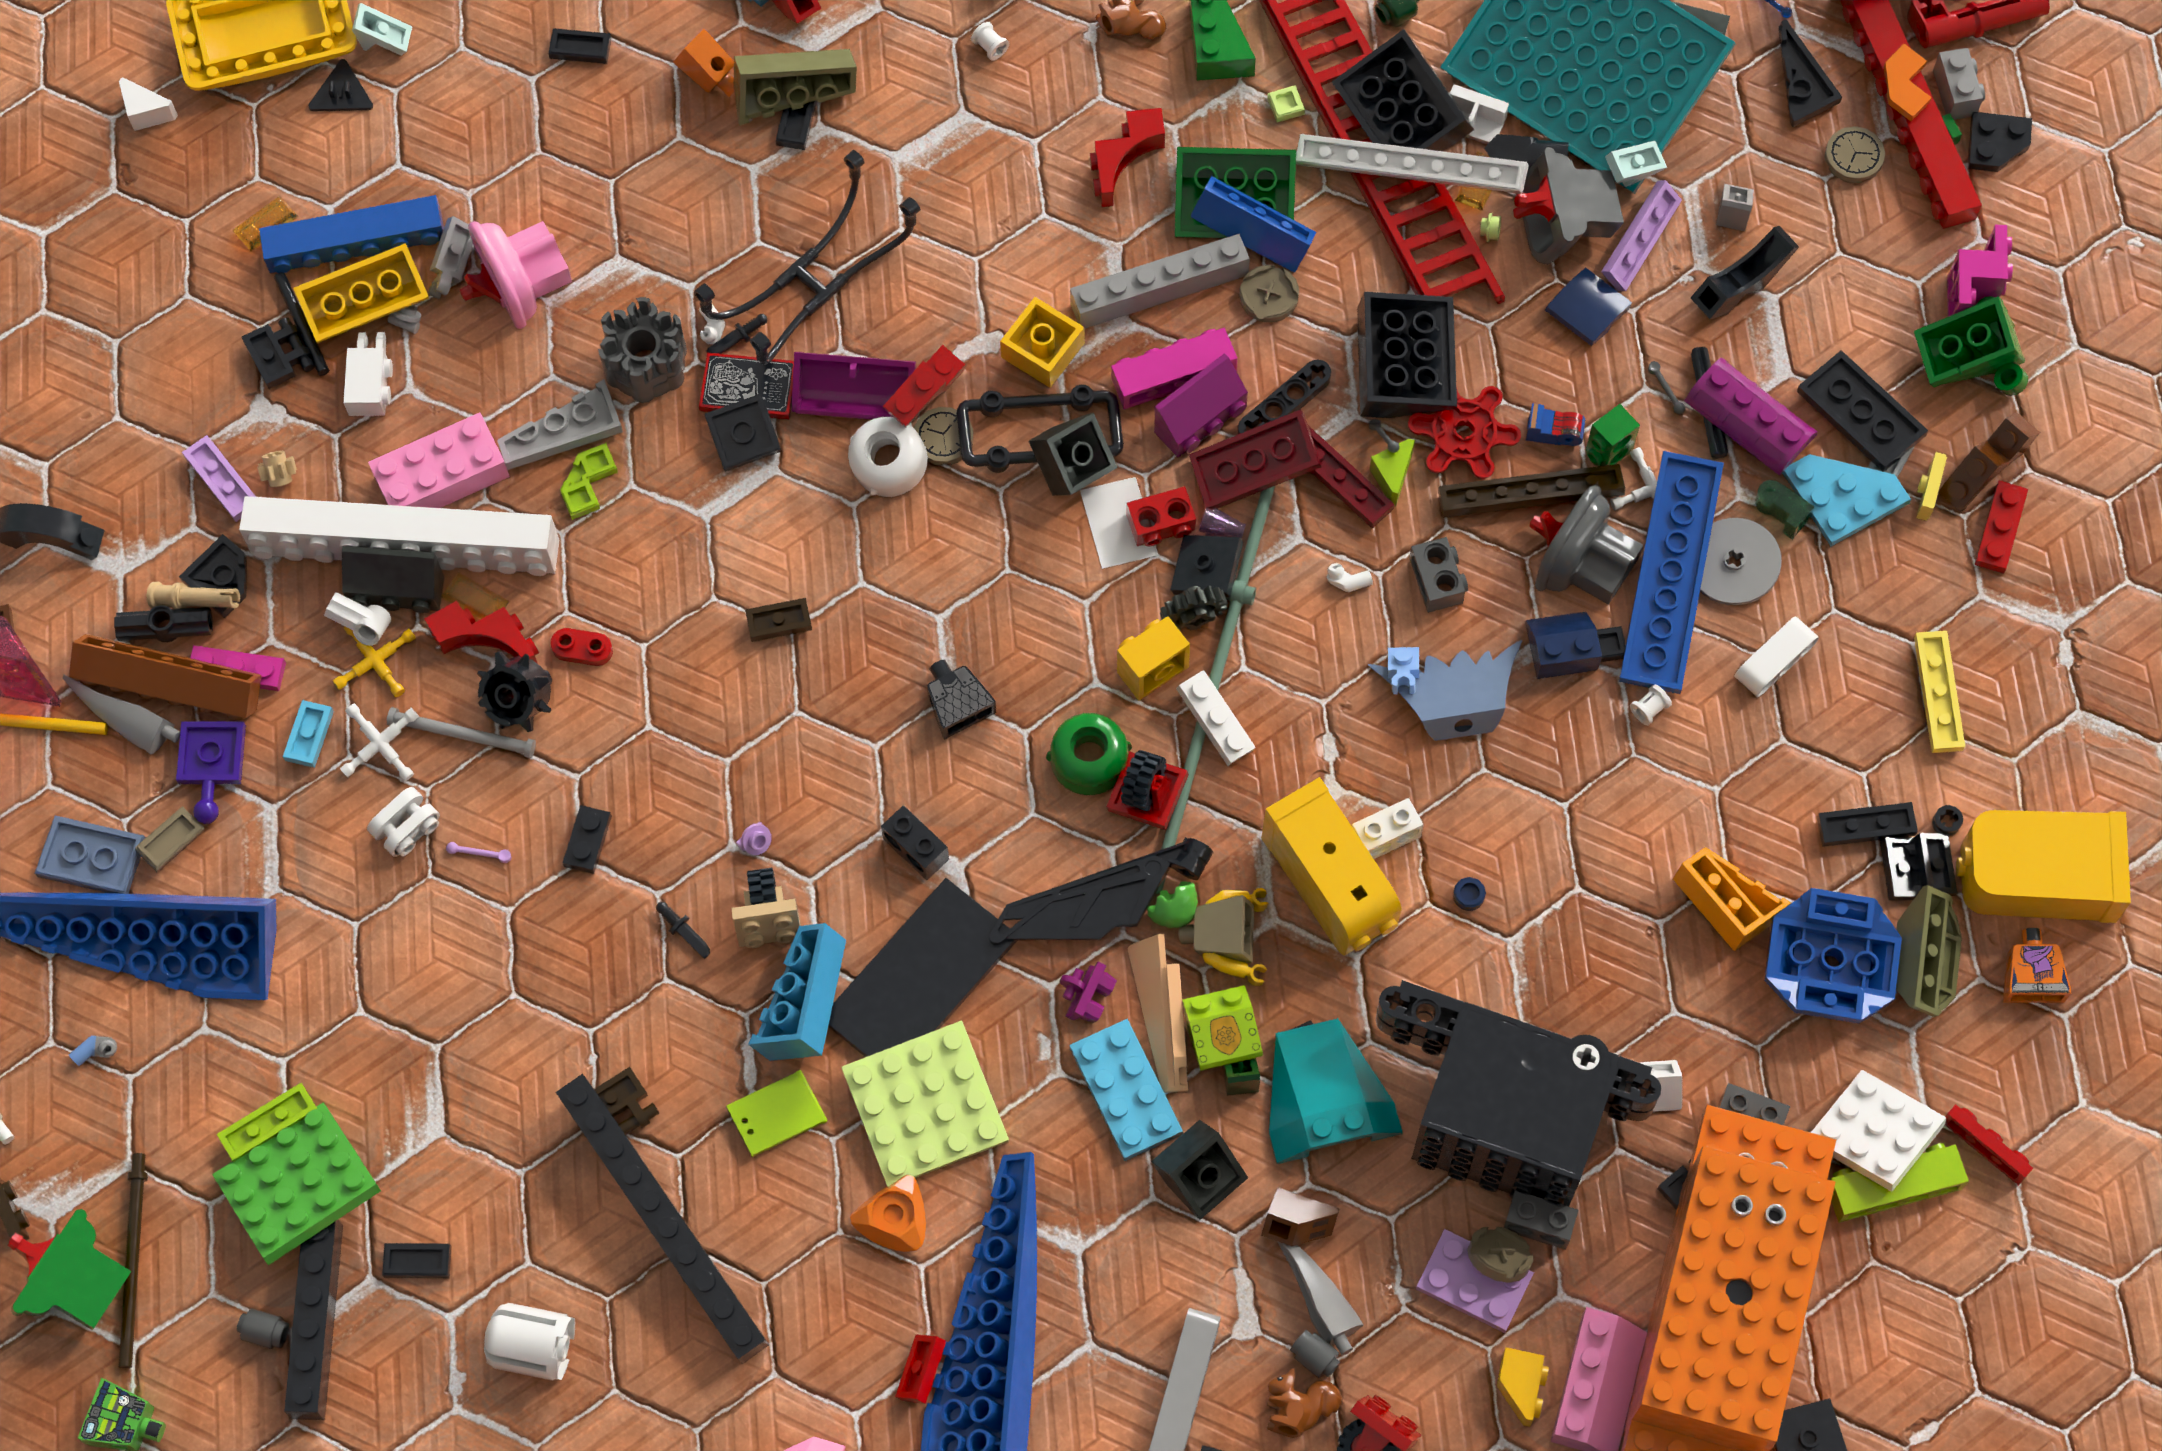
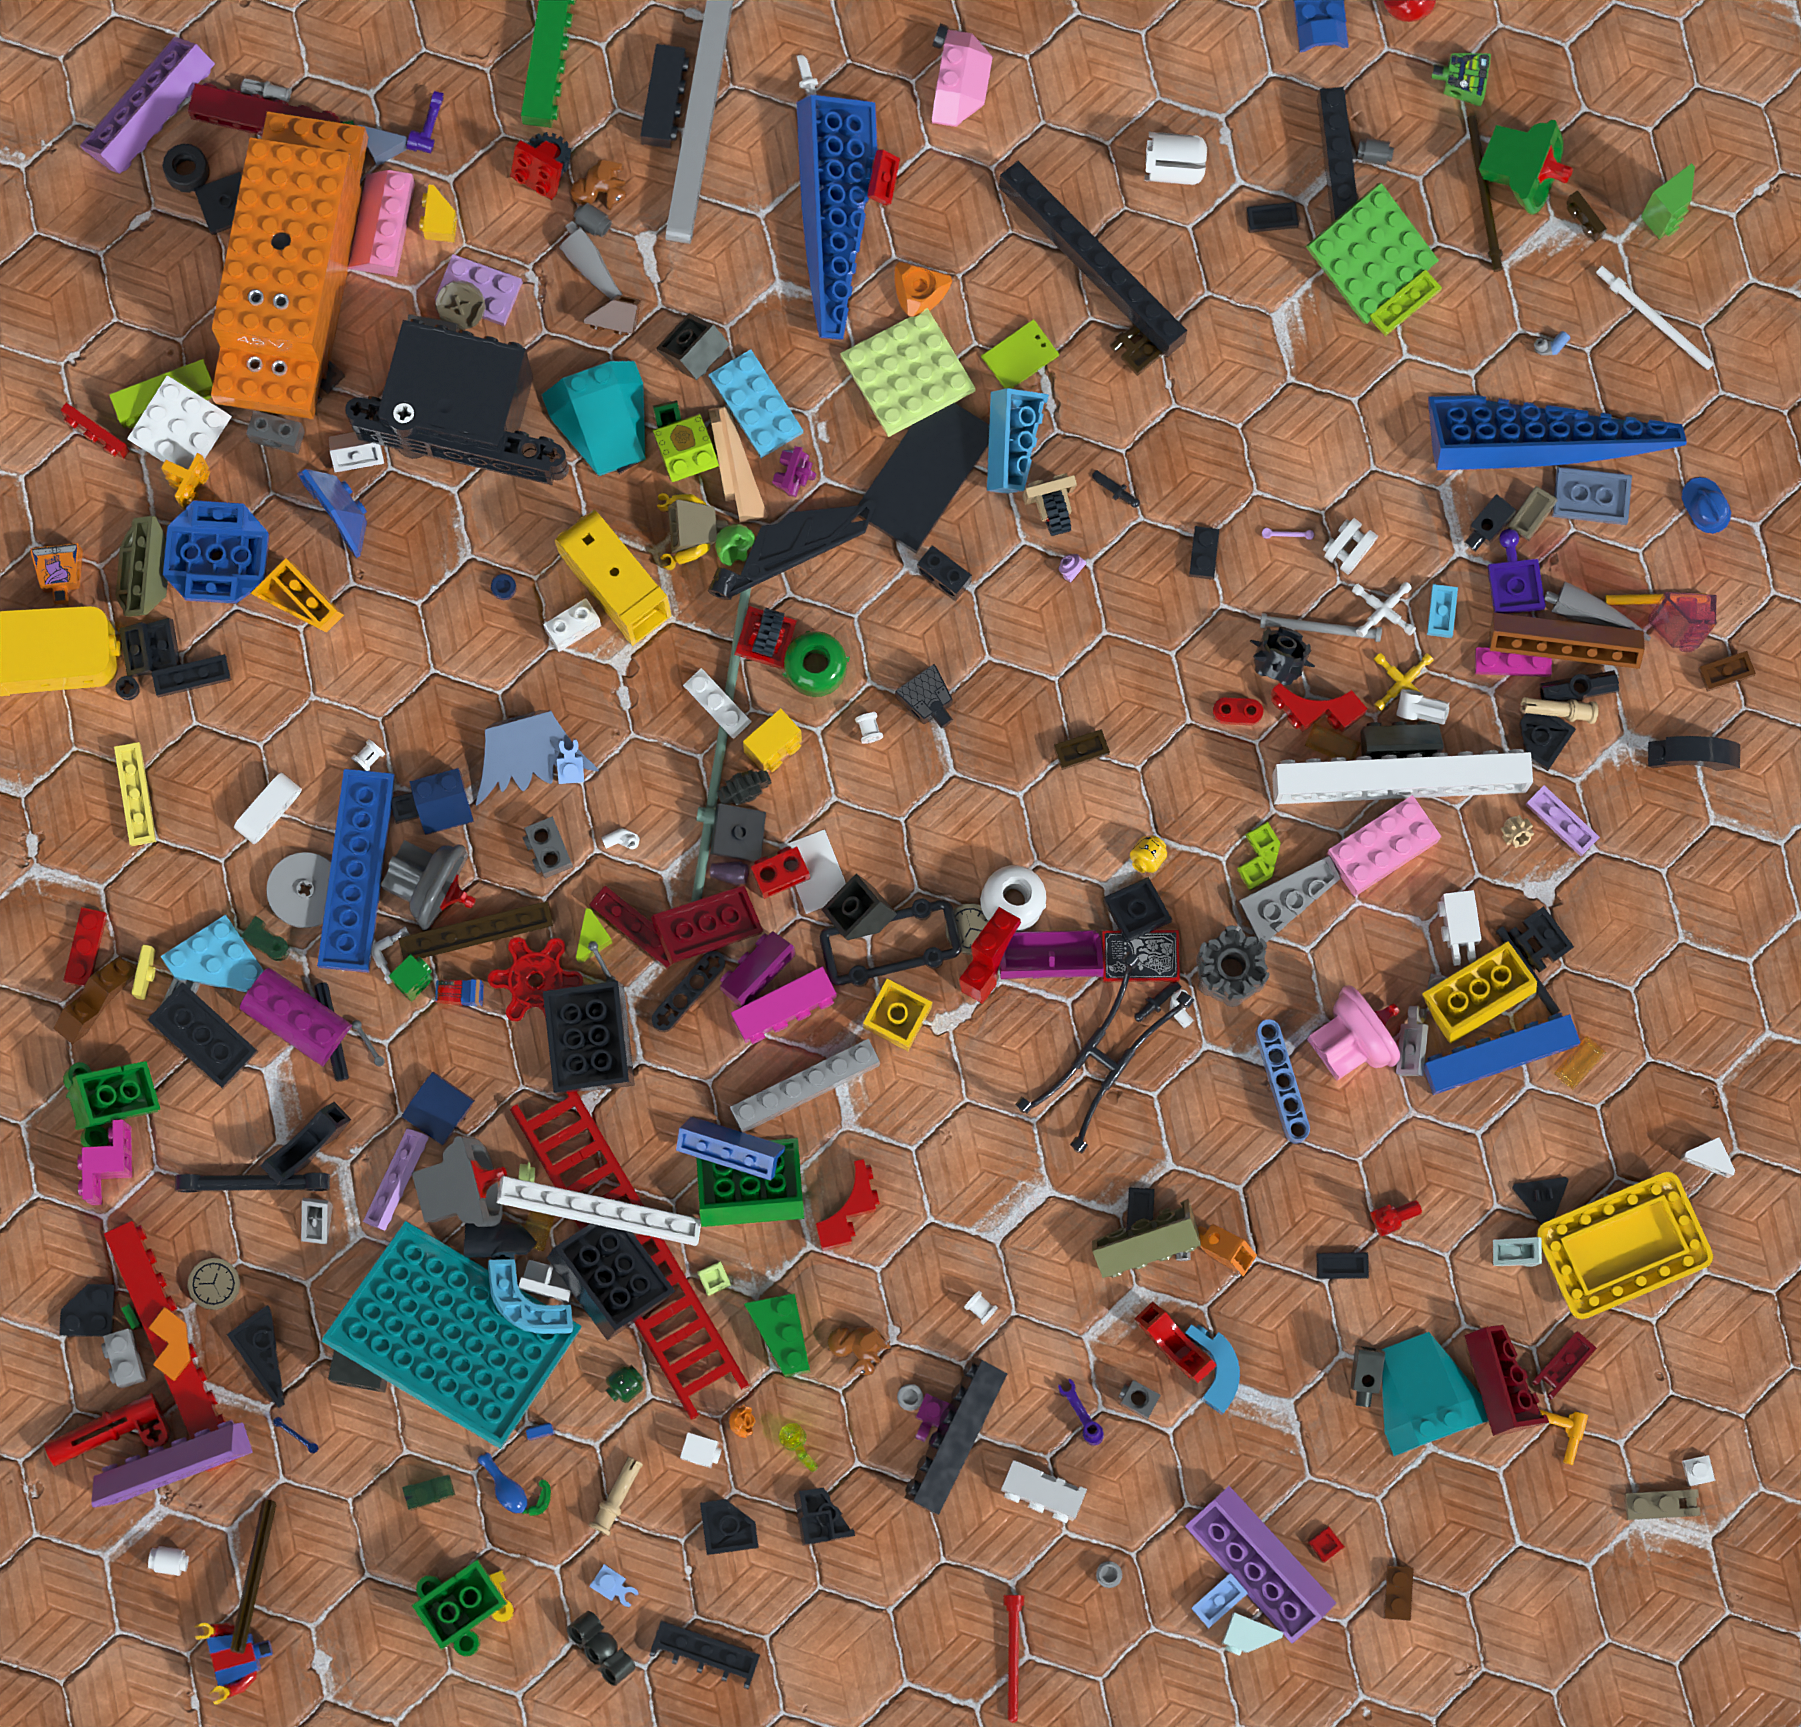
camera: 170 degrees right, 10 degrees up
(223, 827) = (1497, 515): none -> black torso
(518, 81) = (1389, 1219): none -> red axle
(609, 244) = (1278, 1069): none -> medium blue beam
(719, 490) = (1148, 854): none -> yellow head
(1033, 671) = (869, 727): none -> white bush
(1269, 293) = (711, 1092): dark tan tile -> none
(1511, 77) = (521, 1311): none -> medium azure plate
(1635, 163) = (404, 1234): light aqua slope -> none
(1683, 1002) = (339, 505): none -> blue wedge
(1874, 1059) = (186, 480): none -> light orange bracket
(1878, 255) = (196, 1183): none -> black piece

